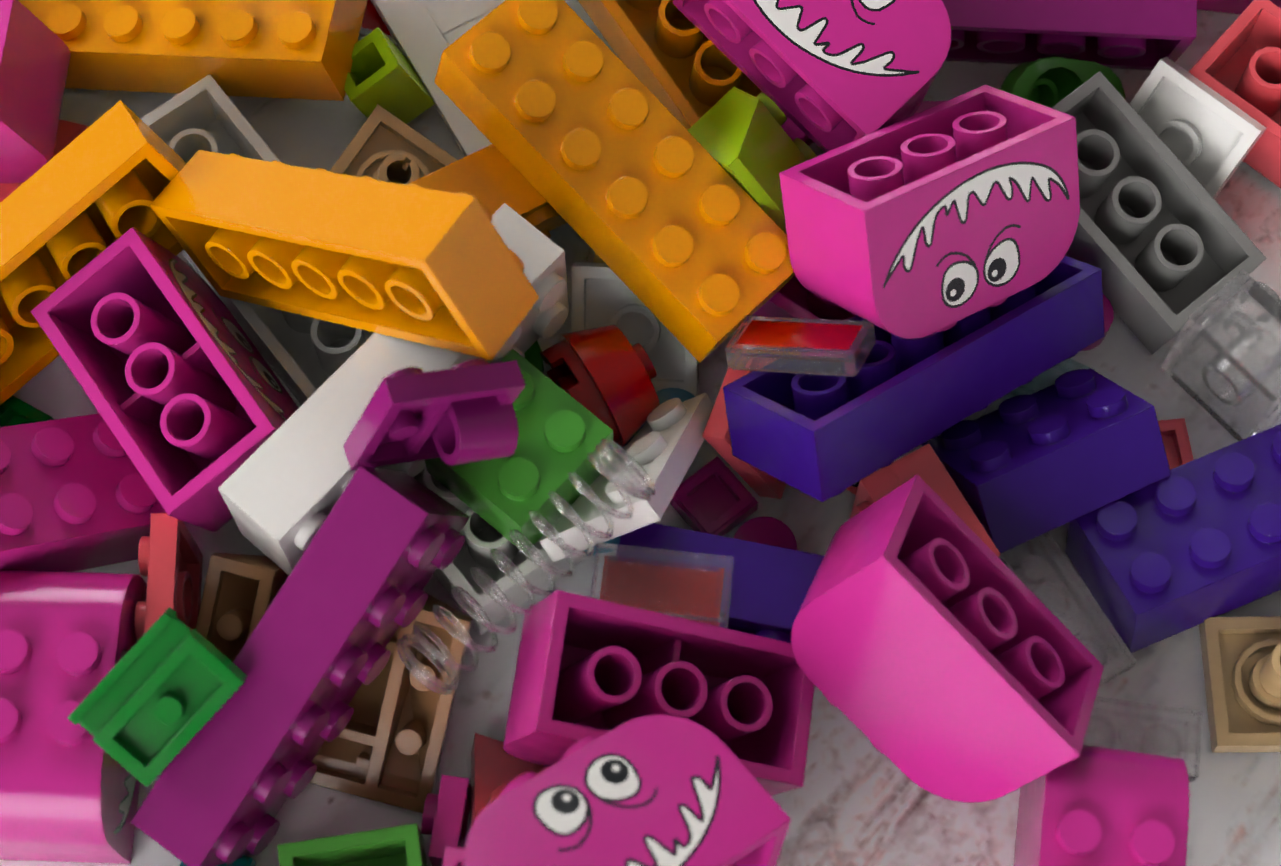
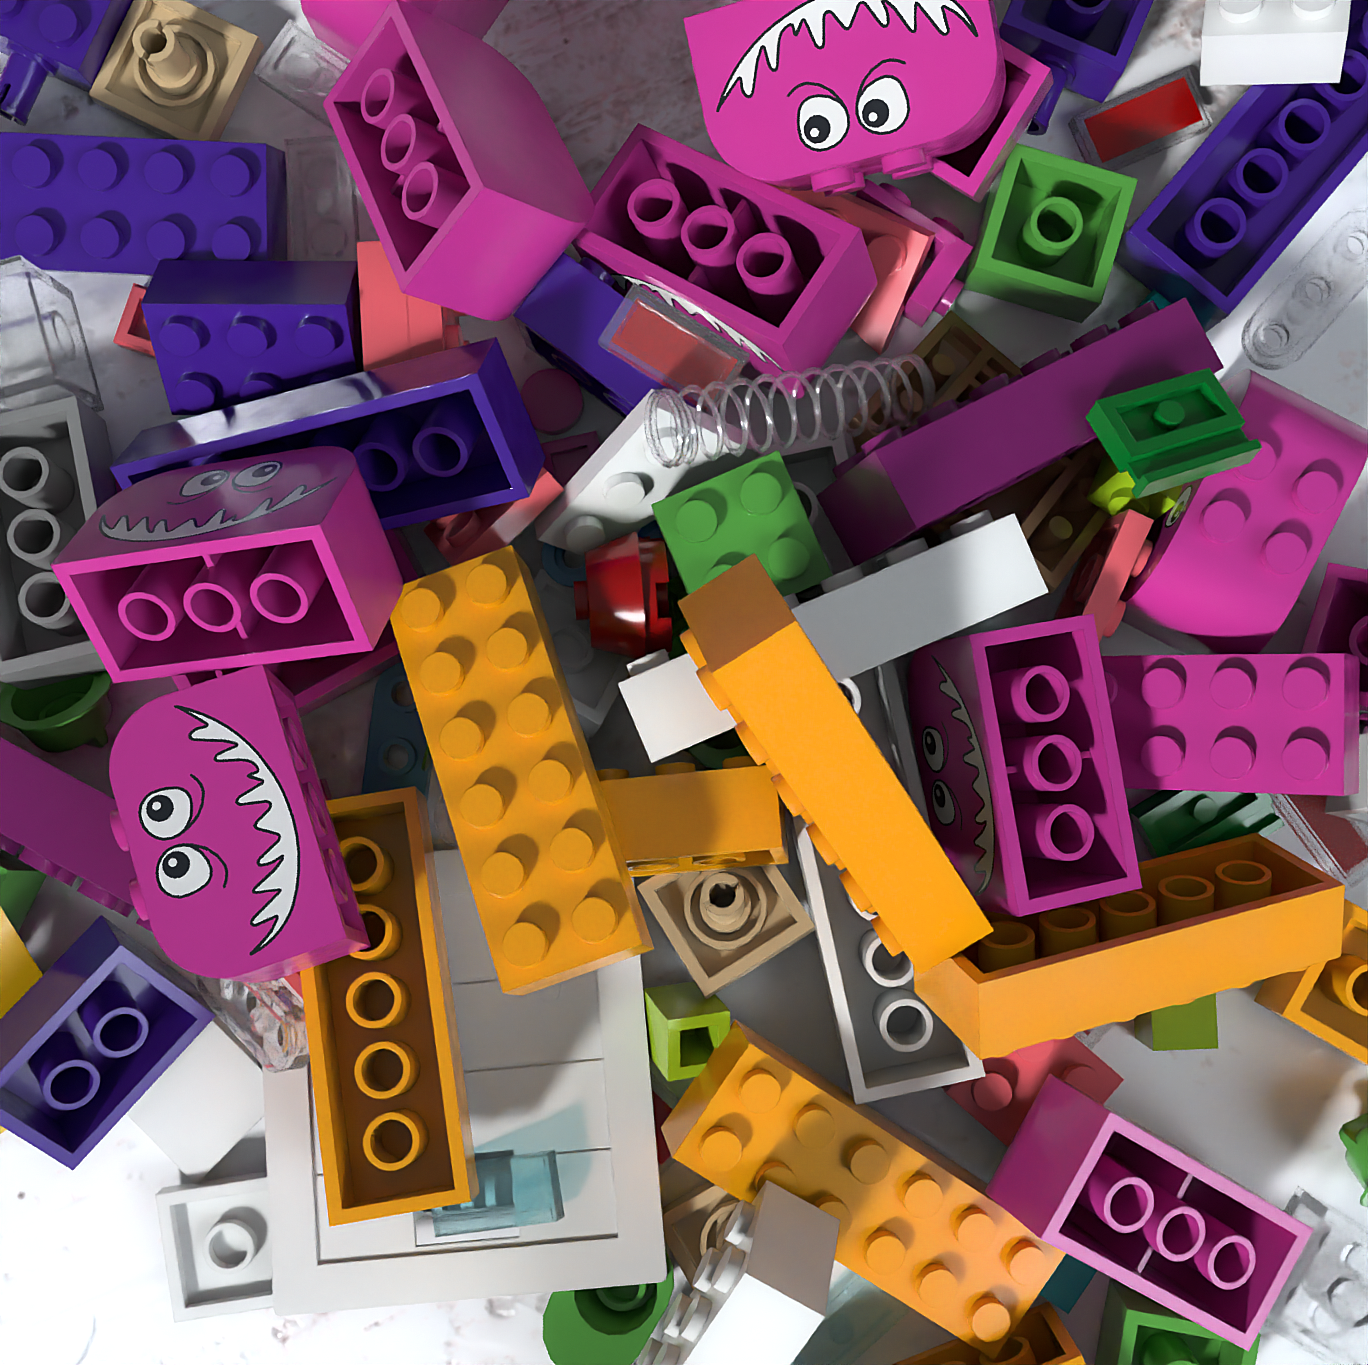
camera: 150 degrees left, 20 degrees up
(441, 413) = (799, 534): magenta plate -> none
(752, 146) = (374, 731): lime slope -> none
(800, 345) = (435, 503): clear tile -> none

